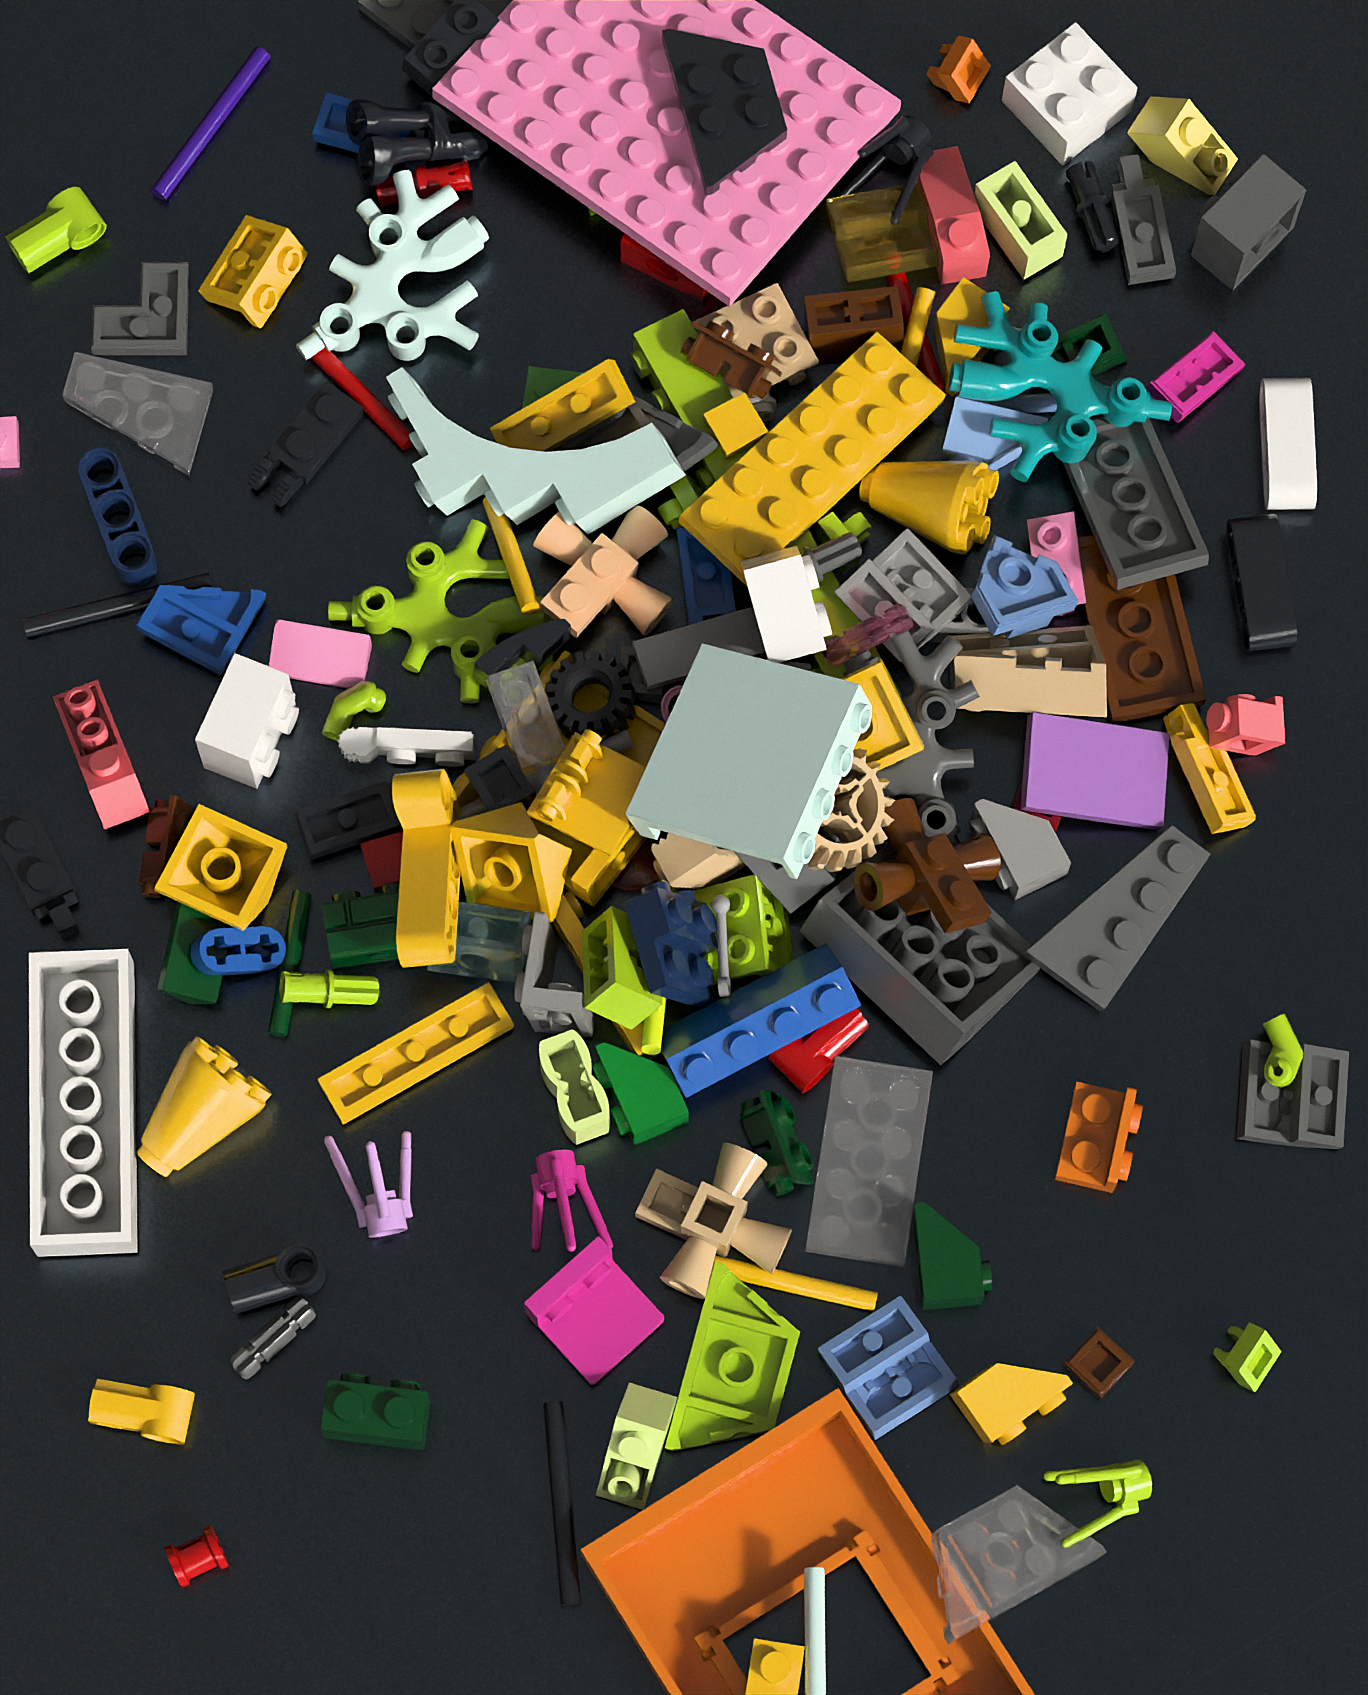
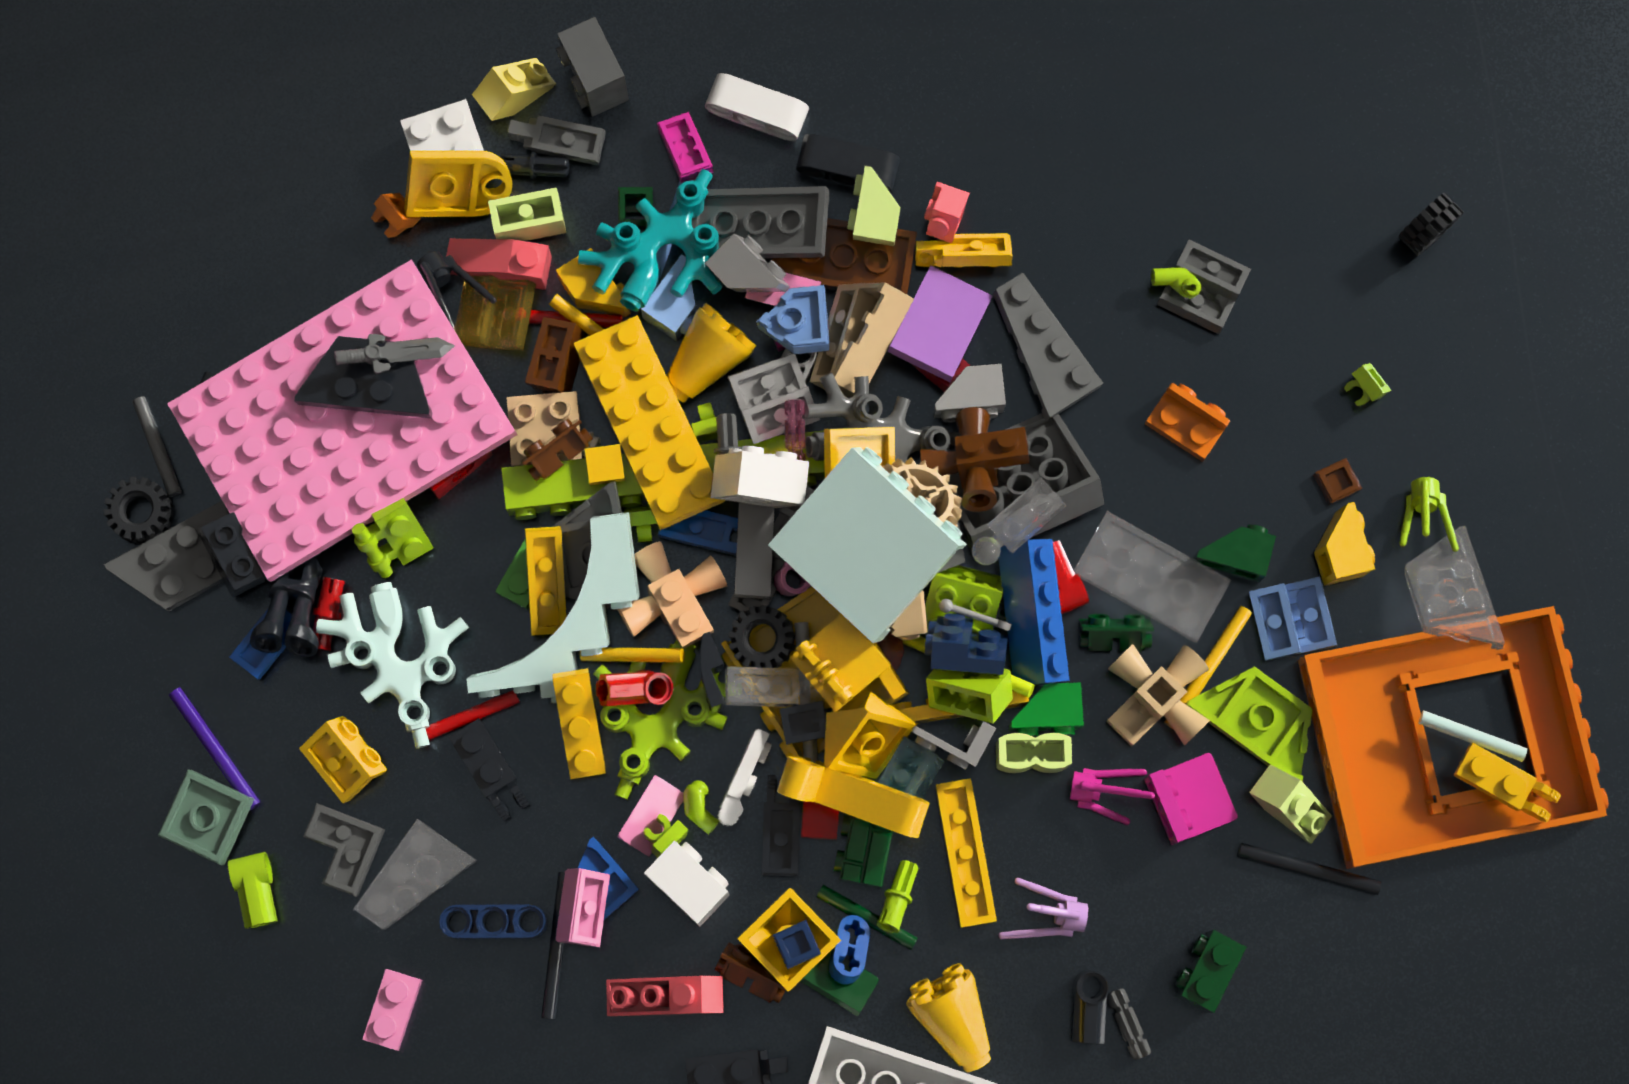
camera: 70 degrees left, 5 degrees up
(123, 143) = (206, 817): none -> sand green plate
(171, 610) = (582, 907): none -> bright pink slope
(216, 875) = (796, 944): none -> dark blue tile
(303, 682) = (665, 839): none -> lime tile
(398, 521) = (579, 723): none -> yellow plate
(465, 563) = (633, 688): none -> red piece
(555, 226) = (401, 530): none -> lime plate
(767, 115) = (393, 352): none -> dark grey sword
(860, 946) = (1018, 522): none -> clear plate
(1023, 115) = (454, 183): none -> yellow tile
(1059, 493) = (744, 269): none -> light grey slope
(1206, 630) = (876, 213): none -> yellowish green slope

